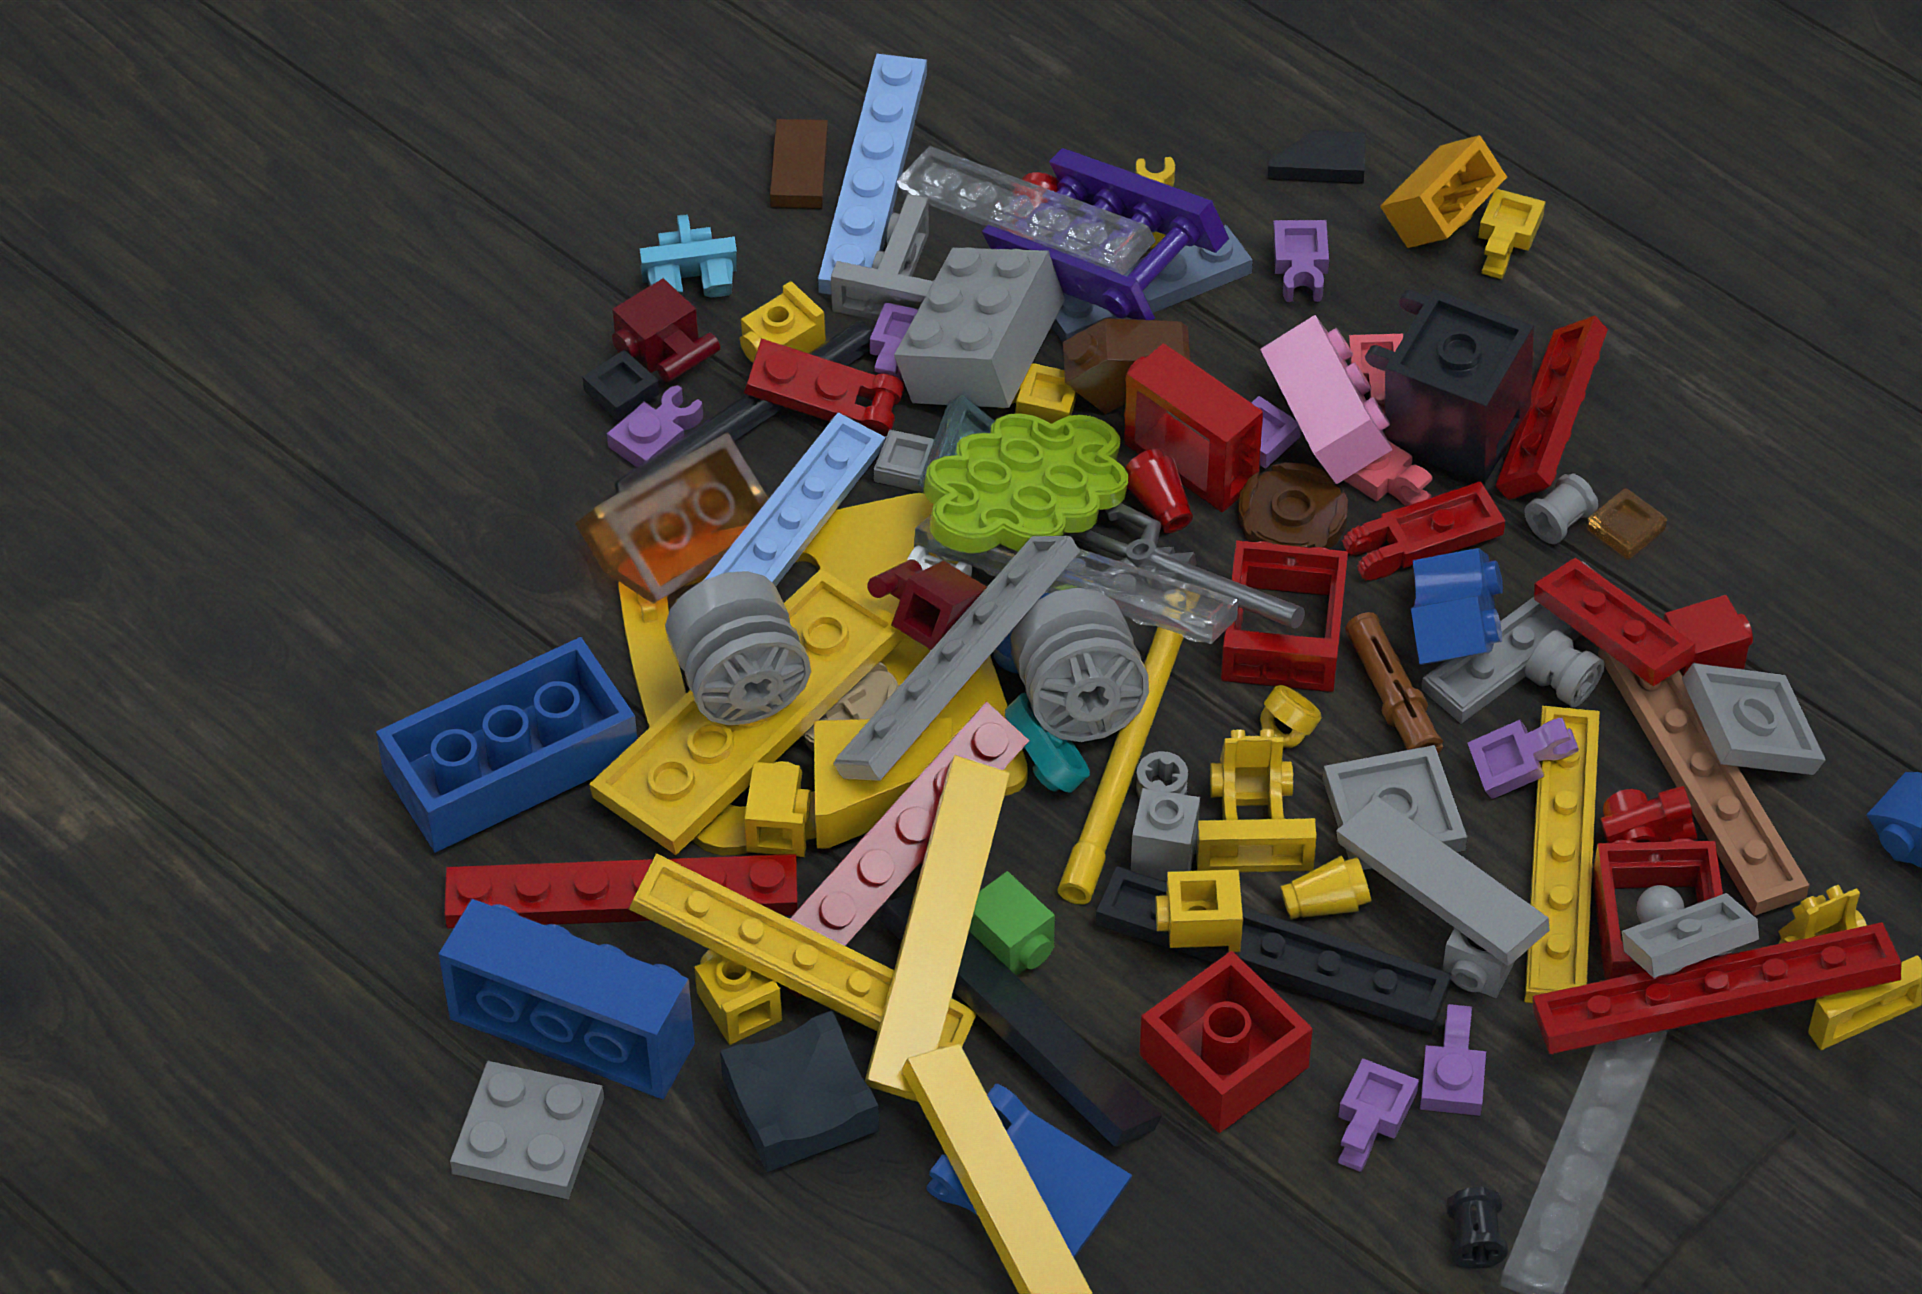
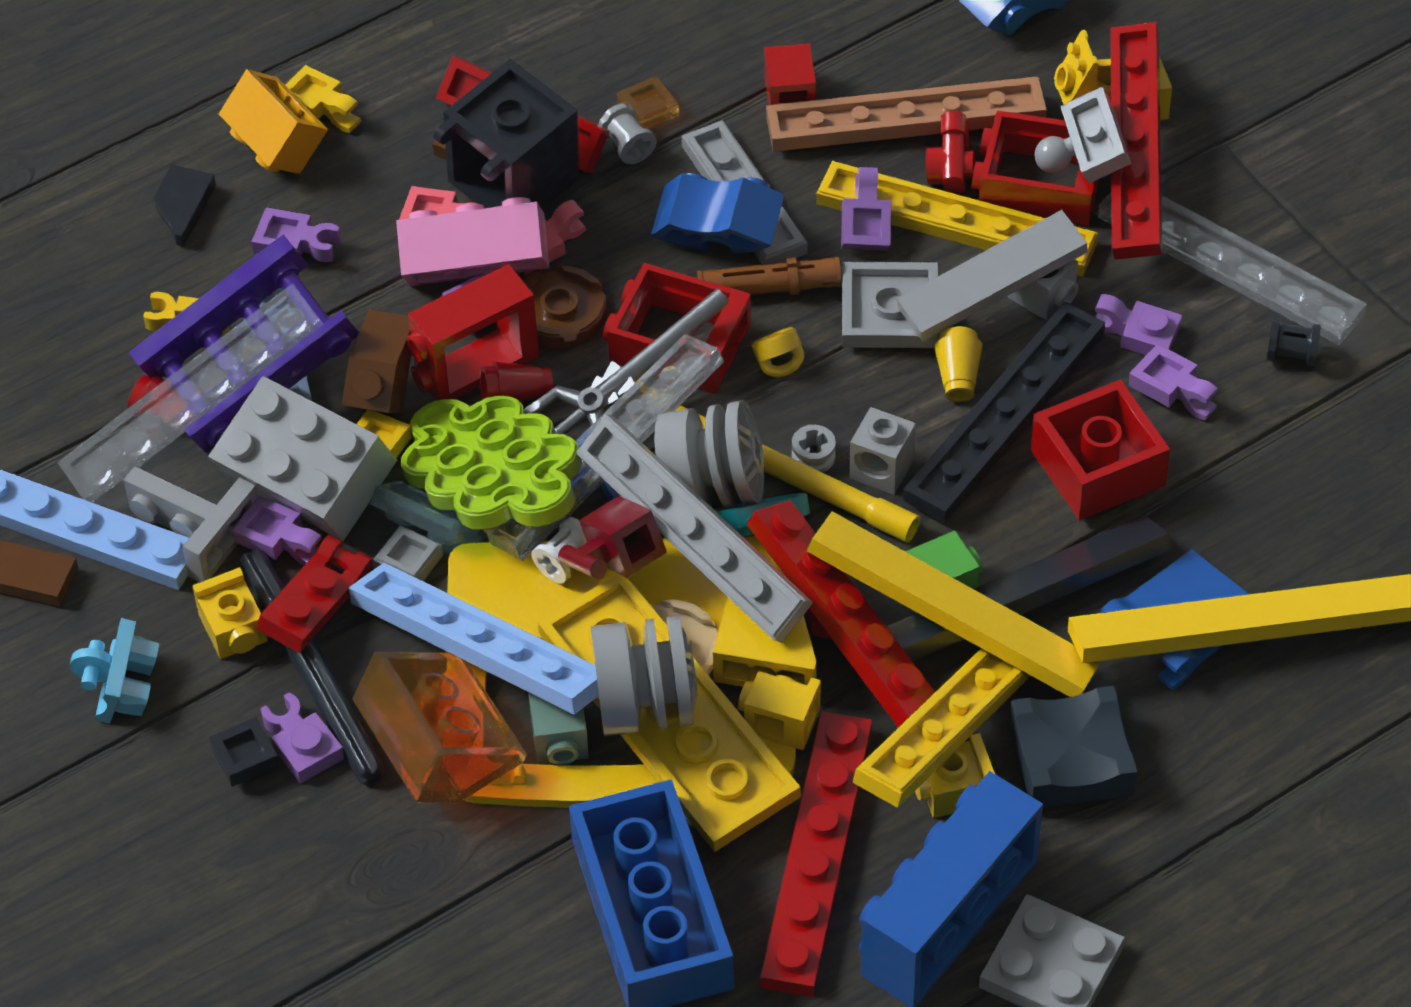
camera: 75 degrees left, 0 degrees up
(661, 331) = (192, 710): dark red brick -> none
(1201, 909) = (981, 439): yellow brick -> none
(1247, 776) = (840, 373): yellow tile -> none
(1425, 530) = (616, 218): red hinge -> none
(1565, 669) = (791, 167): light grey wheel -> none
(1614, 621) = (768, 118): red plate -> none
(1753, 719) = (880, 68): light grey plate -> none

